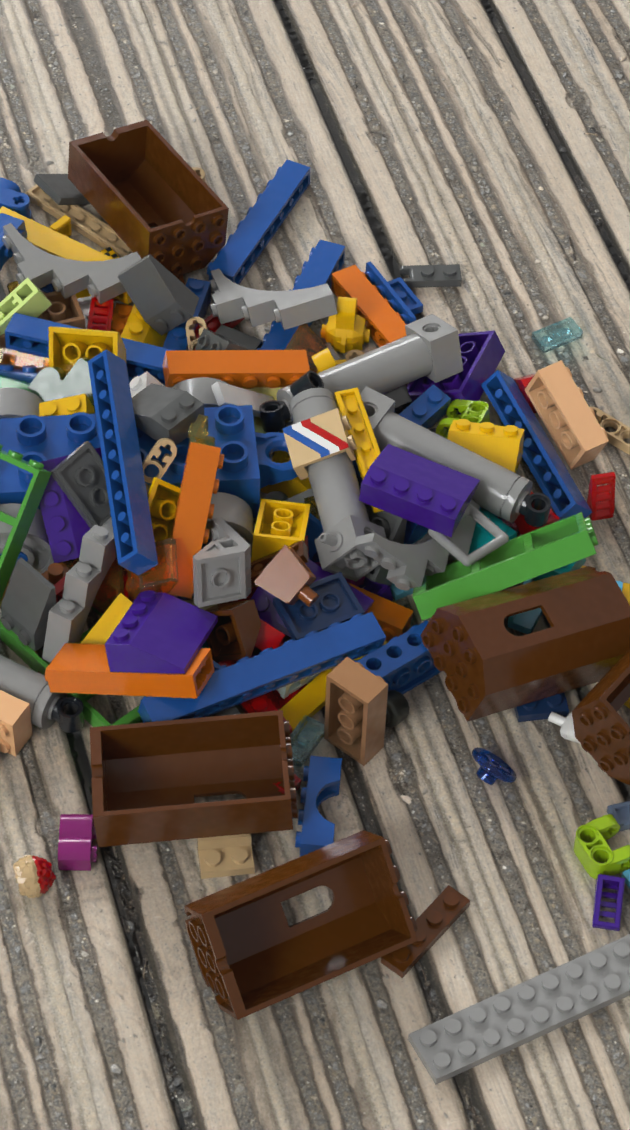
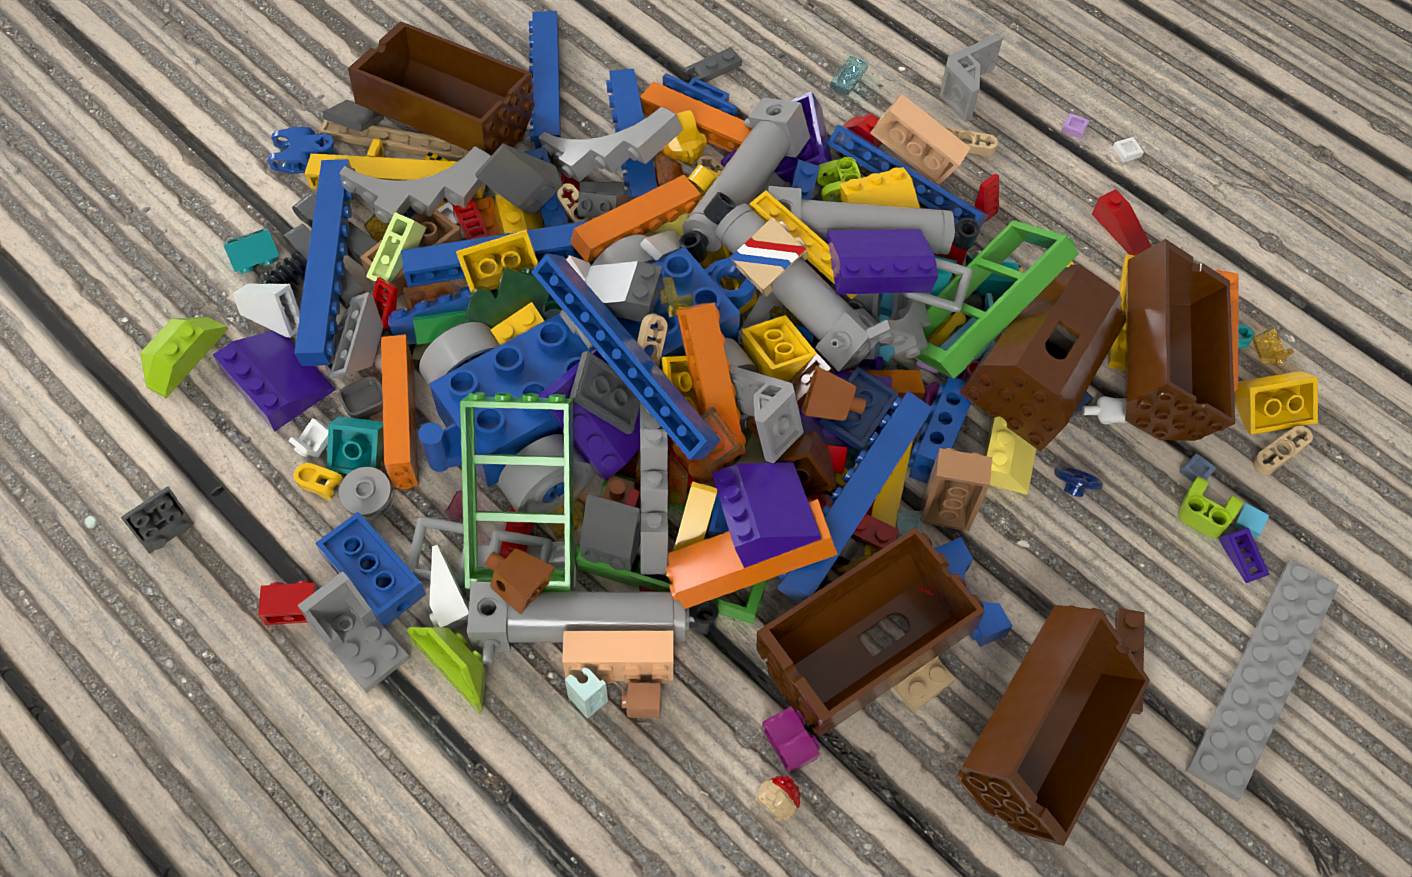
camera: 30 degrees left, 10 degrees up
(440, 724) = (1010, 456): none -> light yellow slope

